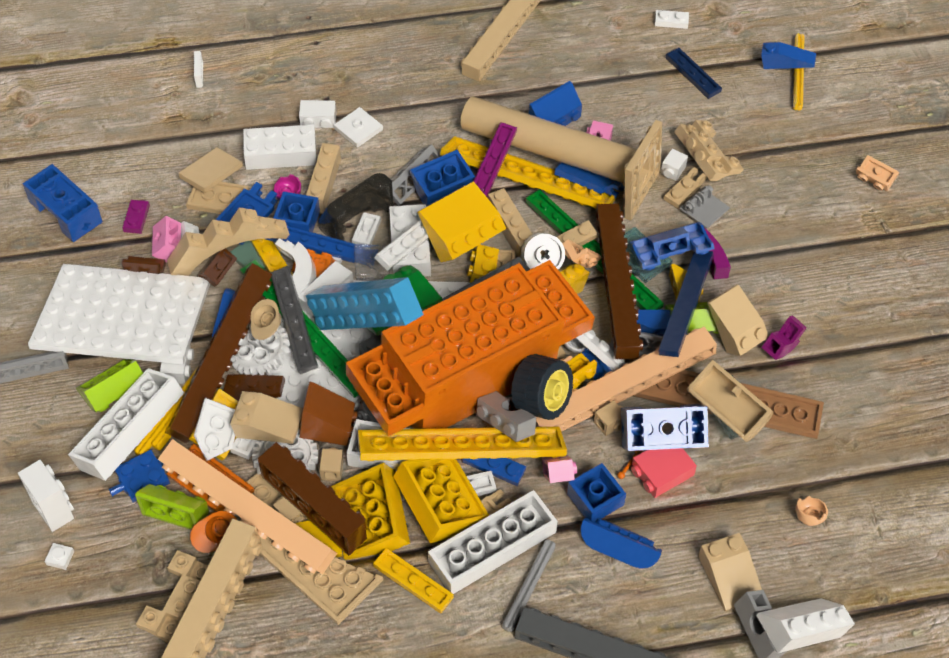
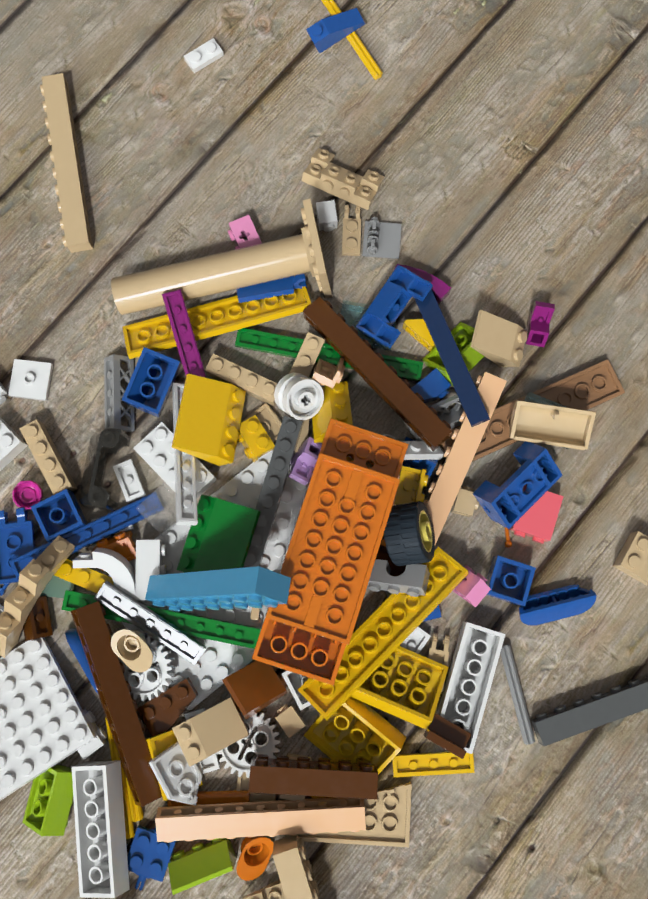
camera: 40 degrees left, 25 degrees up
(443, 553) = (448, 735): none -> reddish brown panel
(558, 106) = (188, 233): blue slope -> none
(693, 73) = (266, 102): dark blue tile -> none
(876, 173) = (490, 99): light nougat bracket -> none

